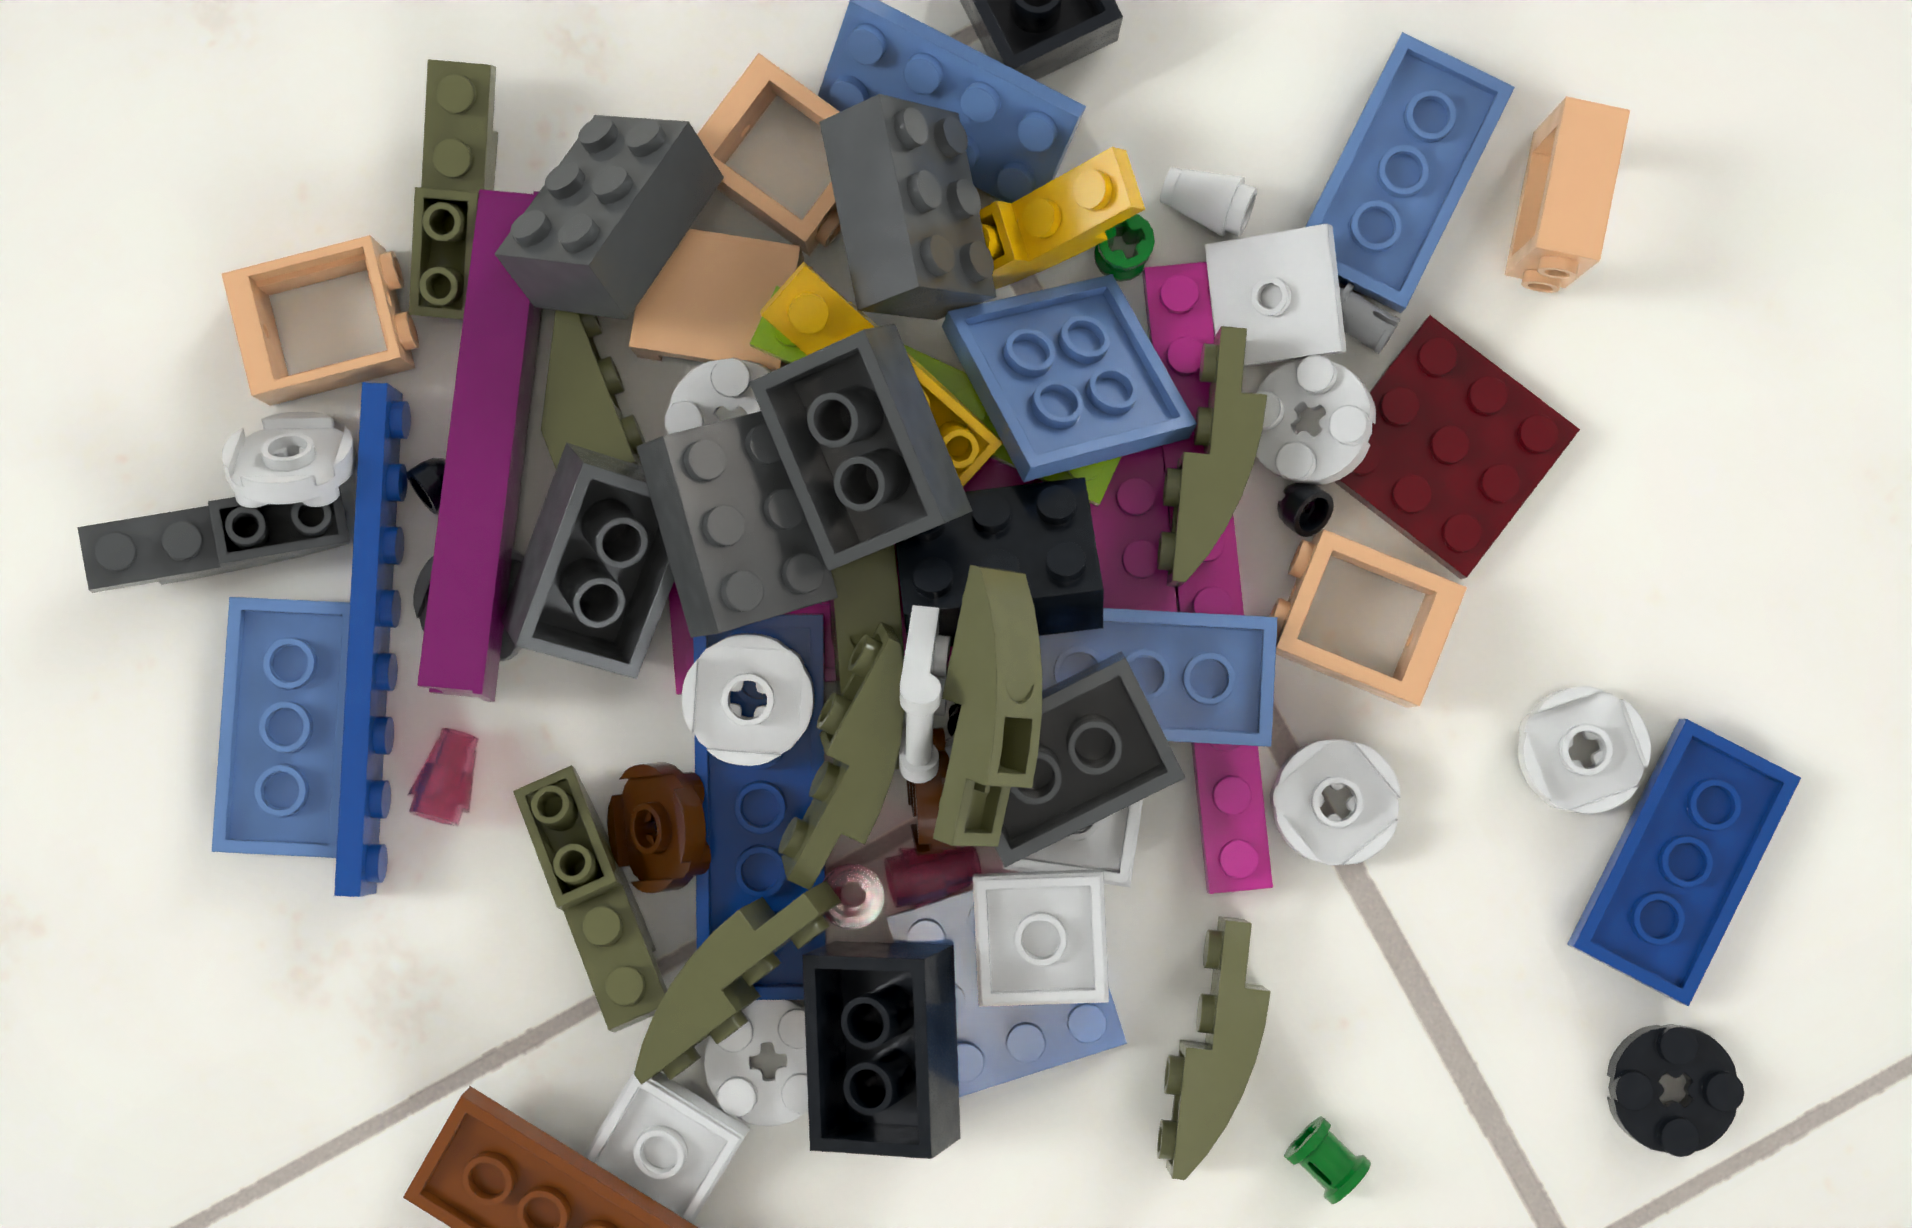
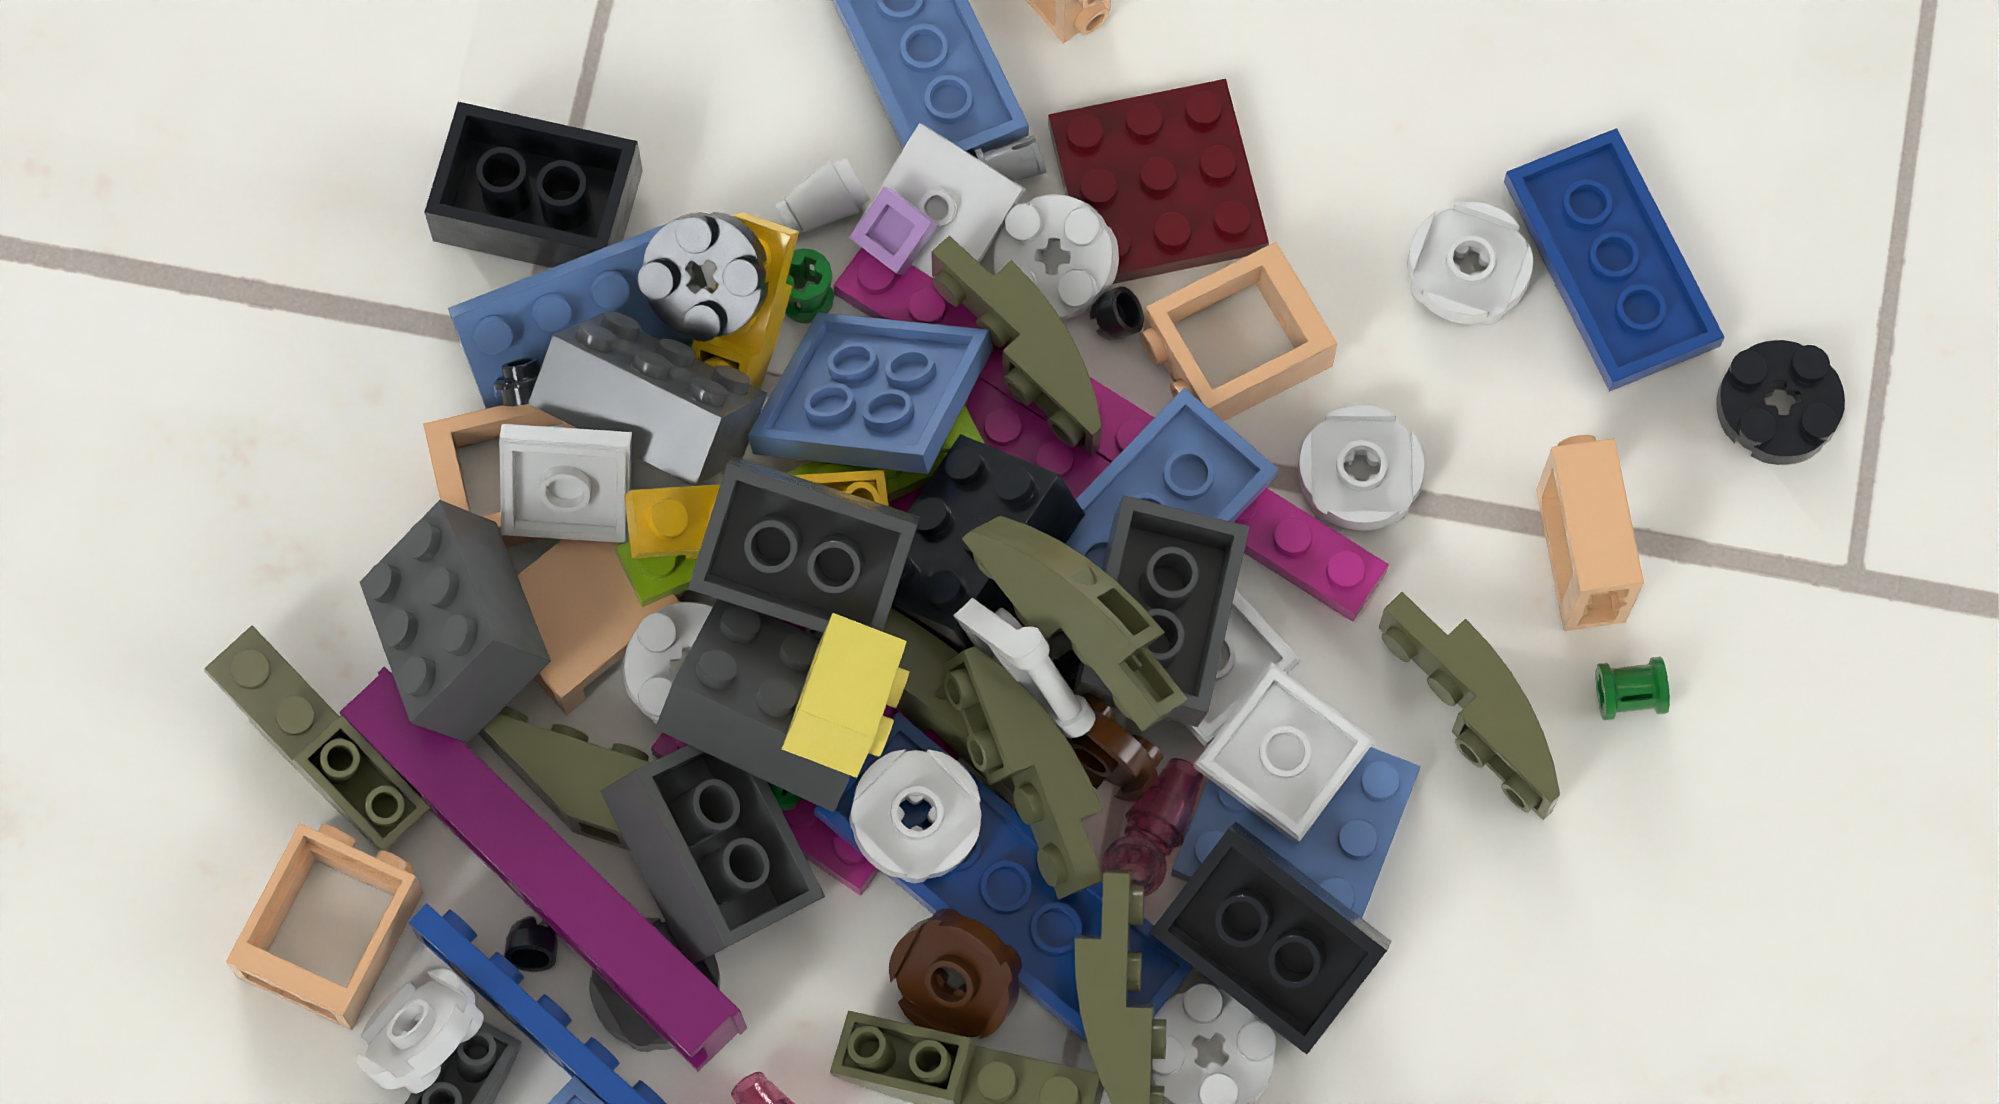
camera: 50 degrees left, 15 degrees down
(762, 583) = (846, 696): none -> light yellow brick
(782, 203) = (564, 482): none -> white plate
(847, 92) = (518, 380): none -> black plate
(1013, 159) = (670, 281): none -> plate
(1221, 279) = (893, 231): none -> lavender plate
(1426, 1032) = (1589, 533): none -> light nougat window

